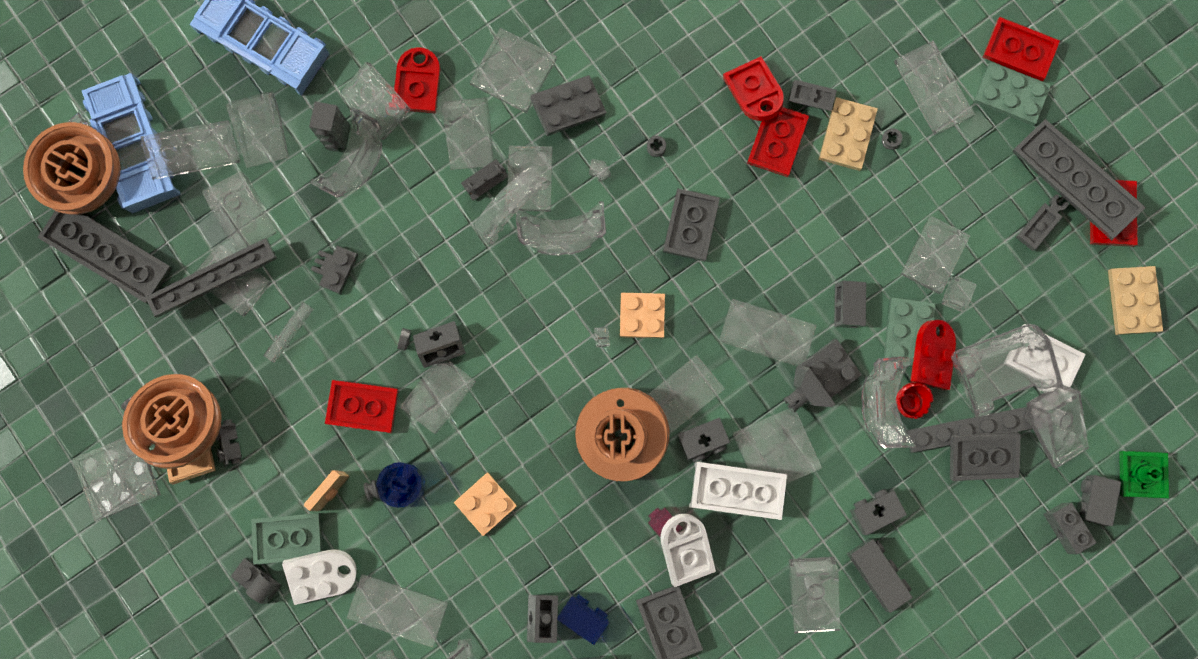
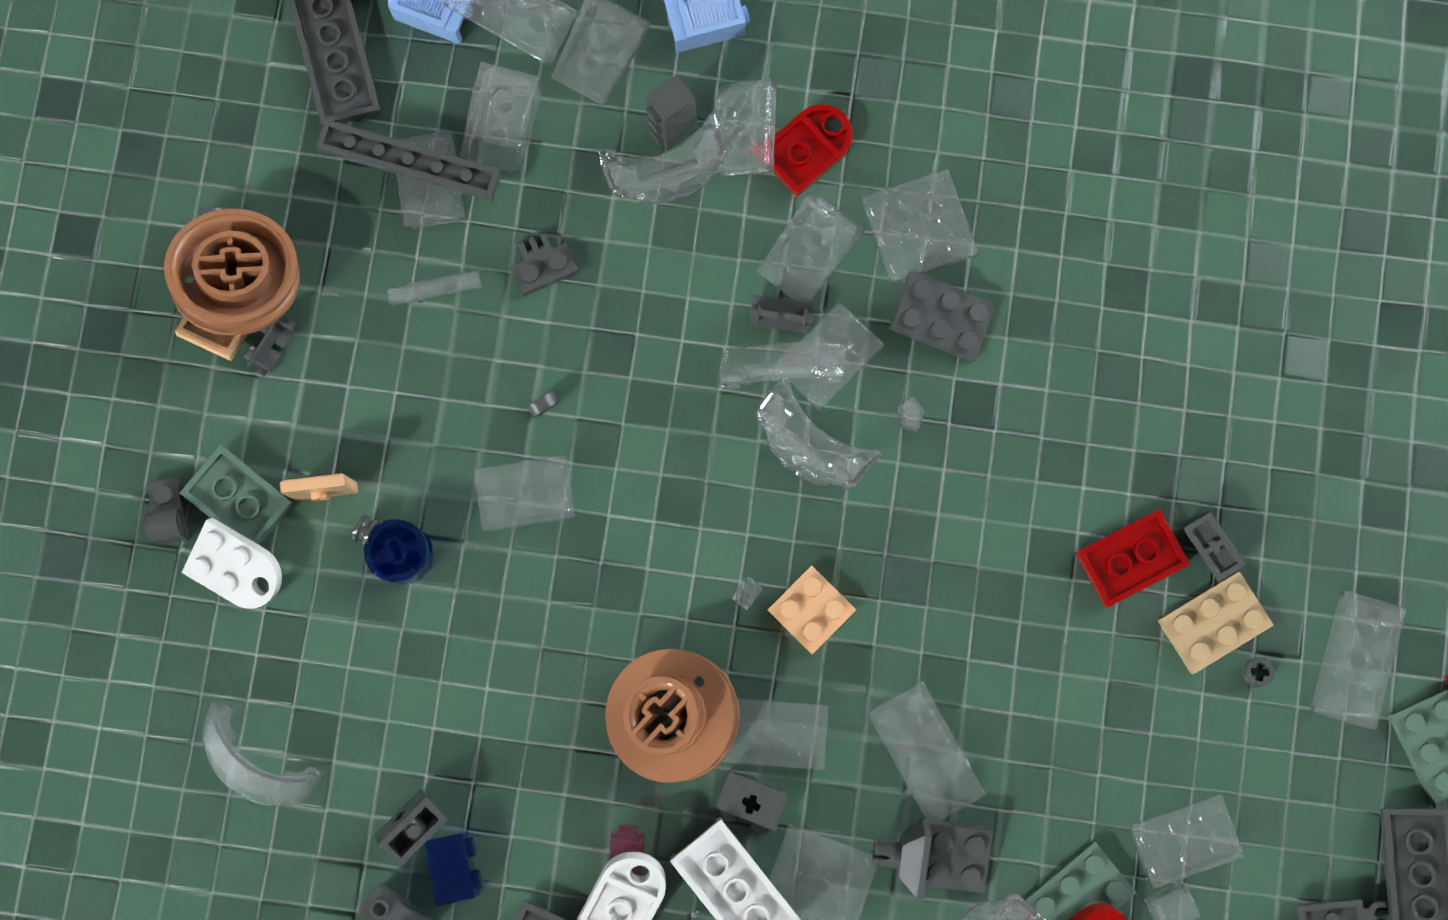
camera: 40 degrees right, 0 degrees up
(114, 479) = (125, 276): clear plate -> none
(361, 406) = (436, 433): red plate -> none
(397, 610) = (276, 677): clear plate -> none
(439, 344) = (572, 443): dark grey brick -> none
(485, 504) = (466, 653): light nougat plate -> none
(660, 140) = (998, 454): dark grey bush -> none
(691, 225) = (953, 563): dark grey plate -> none
(755, 87) = (1158, 479): red plate -> none
(850, 304) = (1043, 807): dark grey hinge -> none

